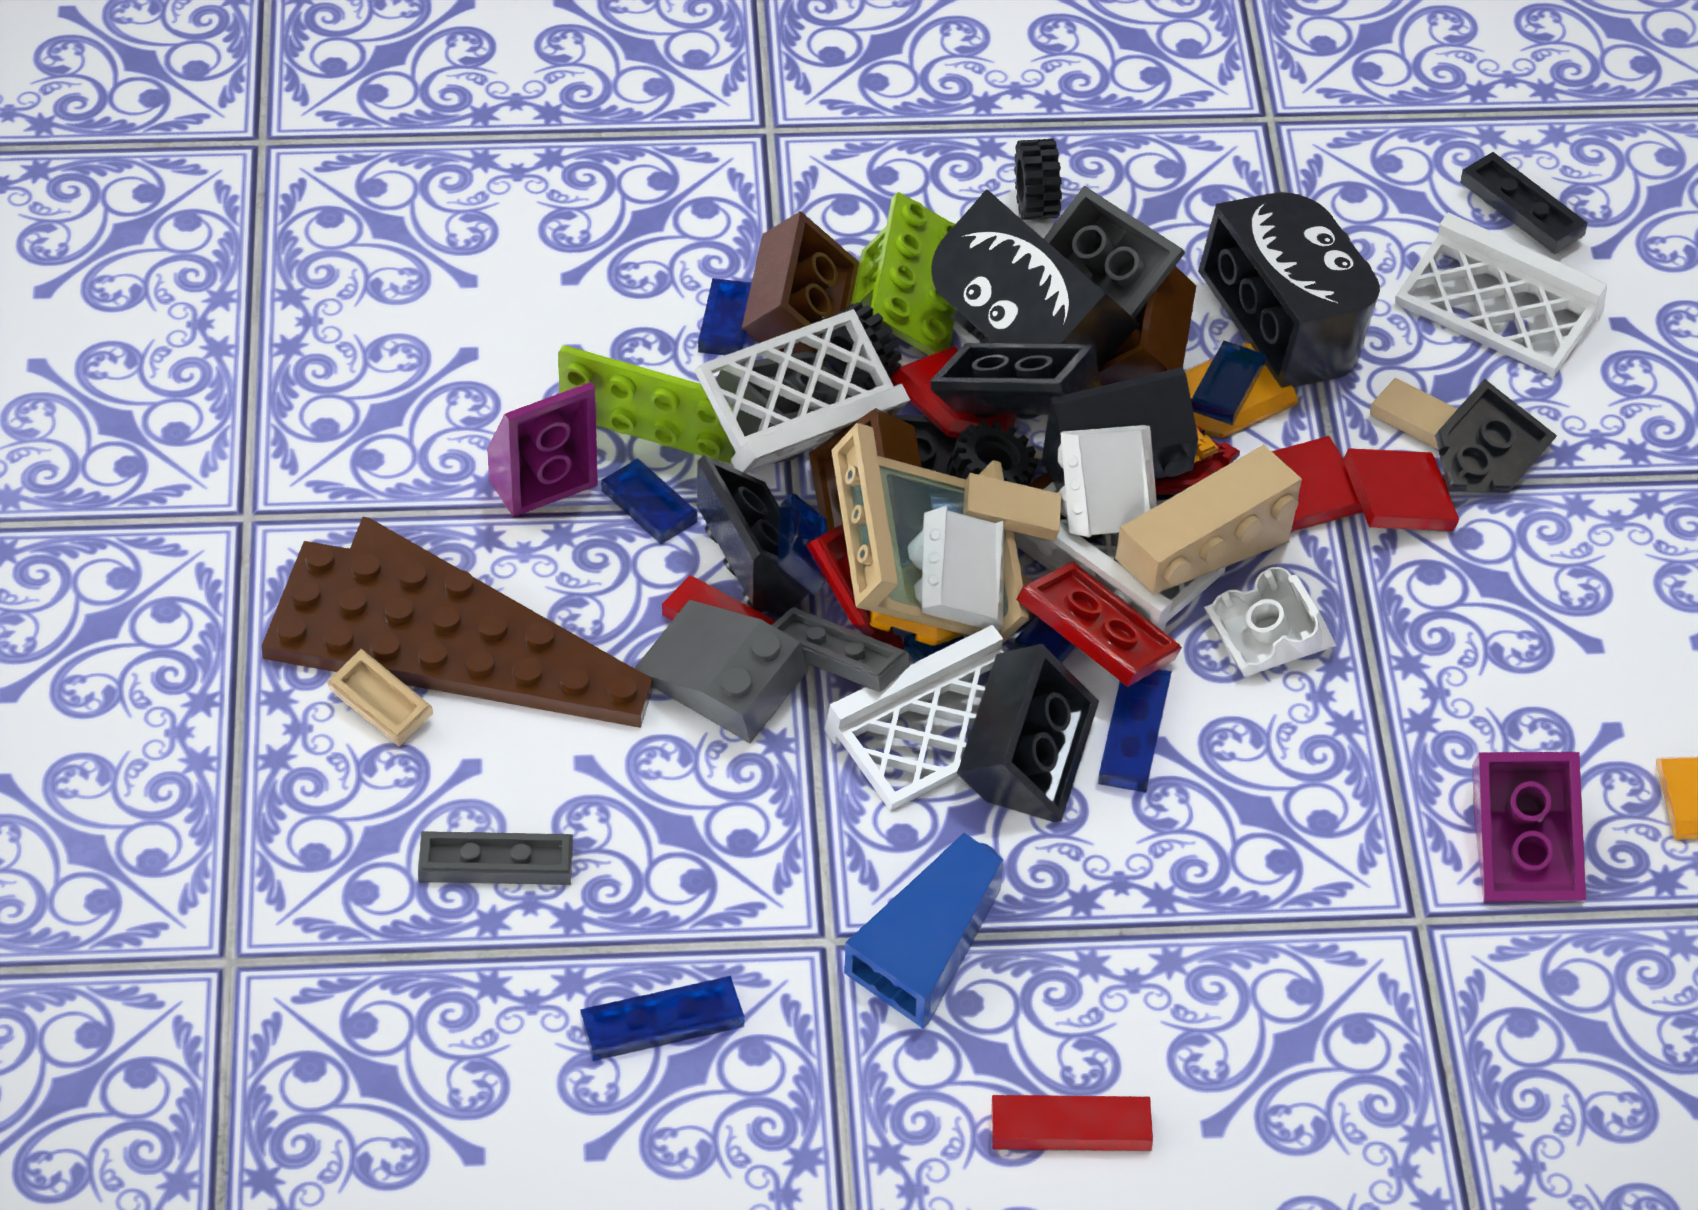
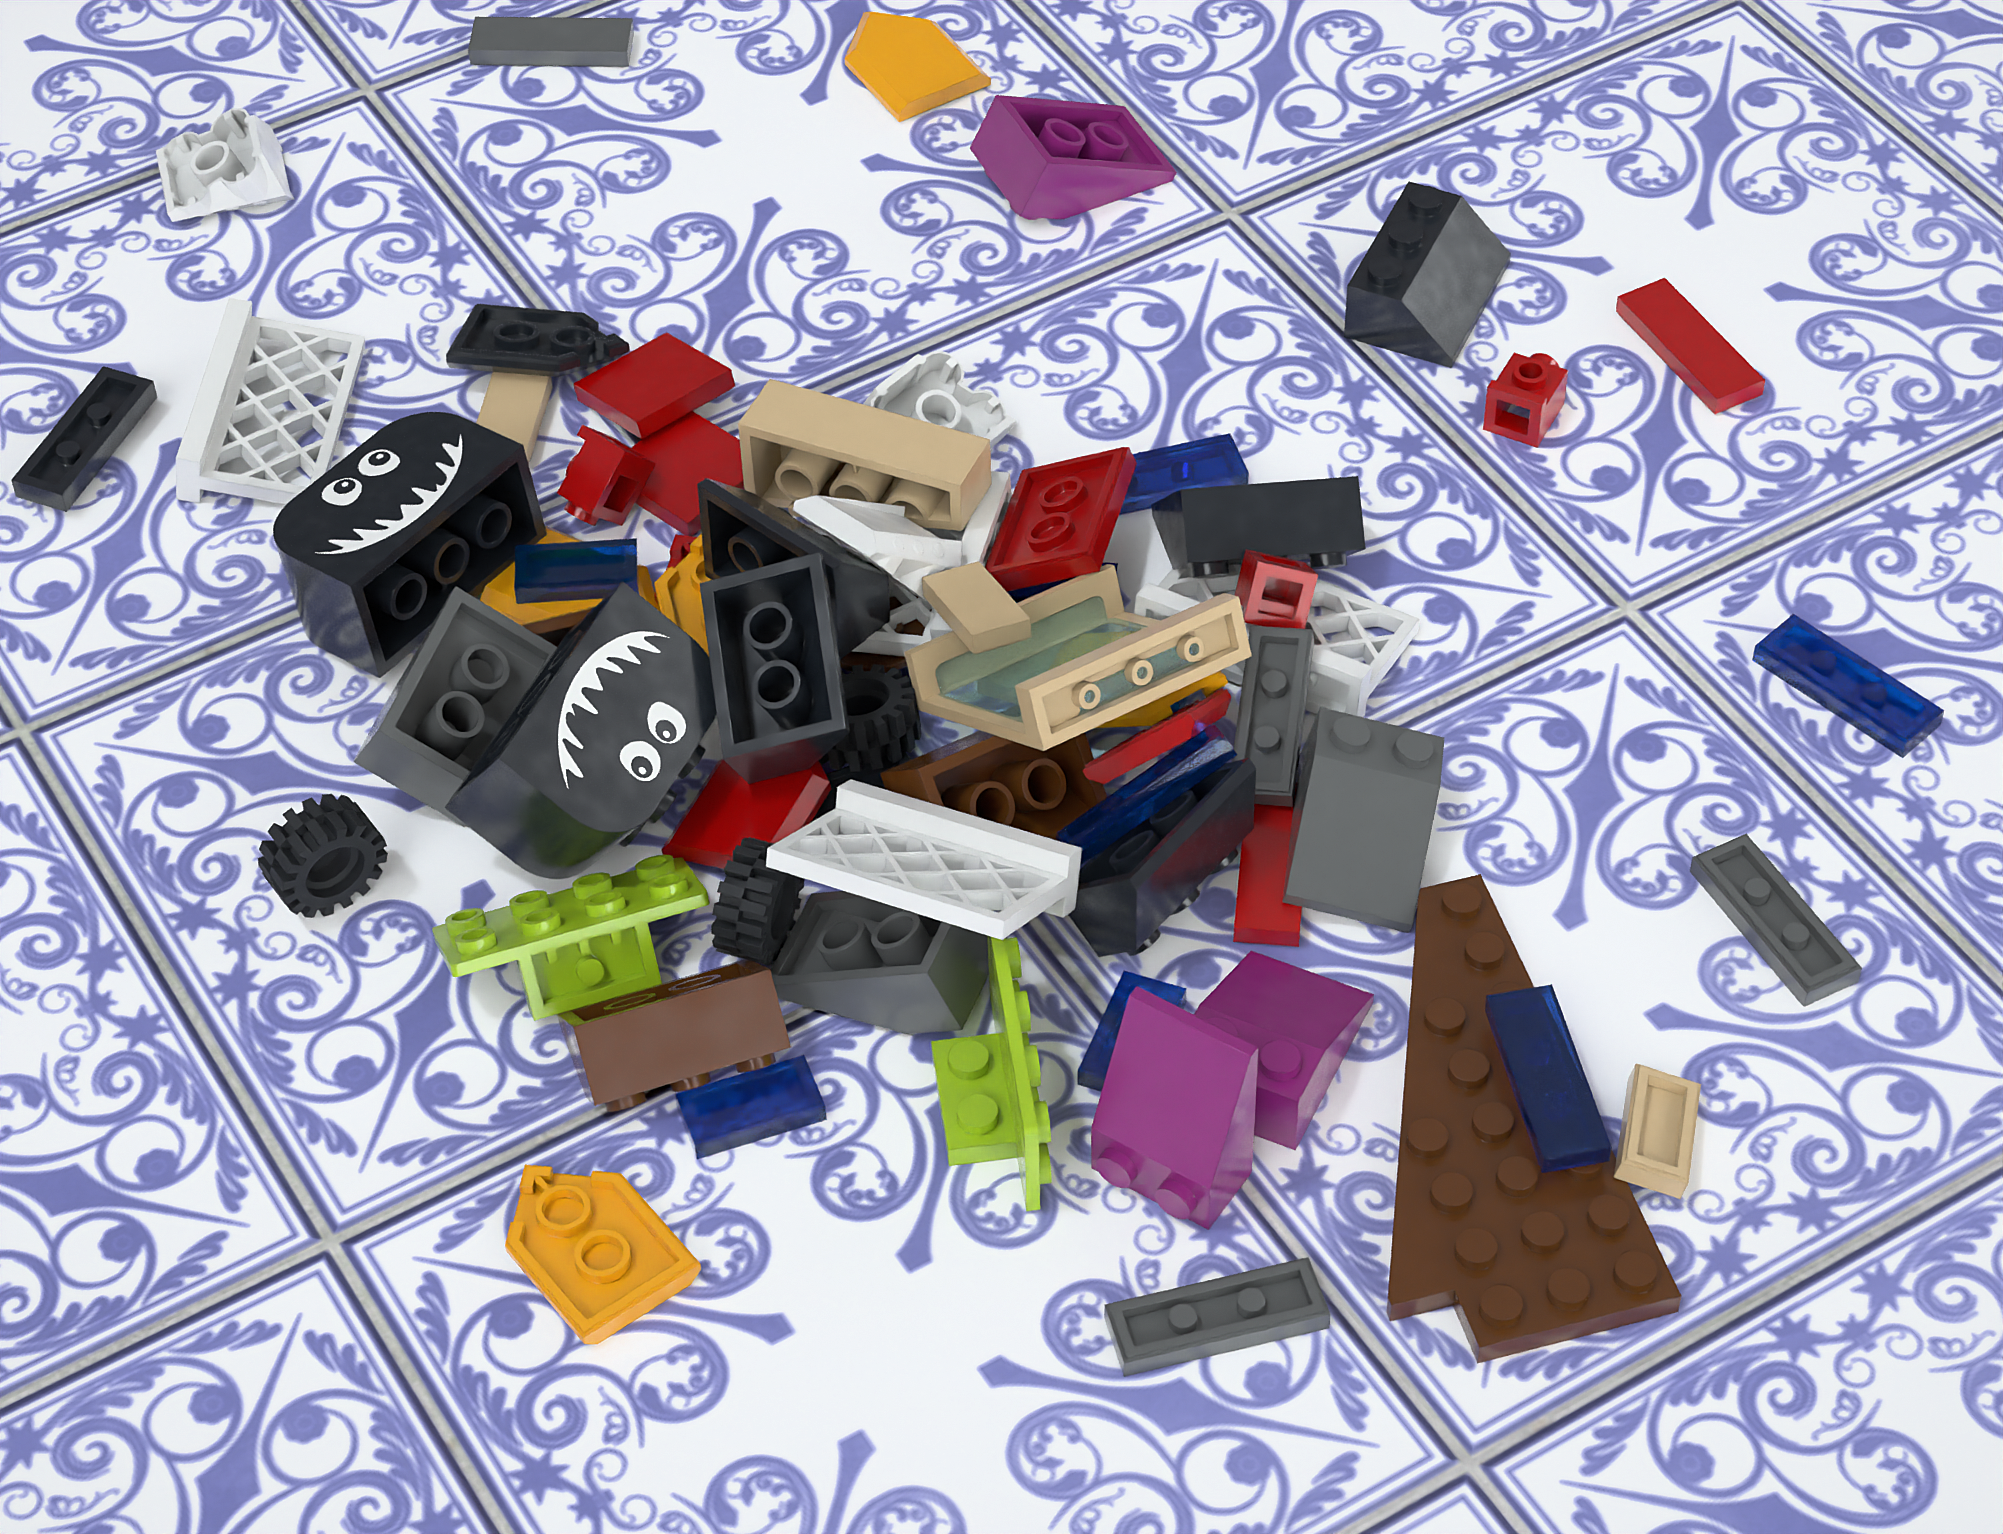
camera: 115 degrees left, 0 degrees up
(423, 450) = (1216, 1316): none -> dark grey tile
(447, 644) = (1547, 1079): none -> clear blue tile
(588, 548) = (1301, 1036): none -> magenta slope
(676, 217) = (595, 1249): none -> light orange tile
(925, 931) = (1561, 513): blue slope -> none
(957, 690) = (1275, 590): none -> red brick
(960, 568) = (1079, 623): white slope -> none
(1069, 972) = (1529, 383): none -> red brick
(1245, 978) = (1425, 277): none -> black slope
(1307, 417) = (604, 478): none -> red brick

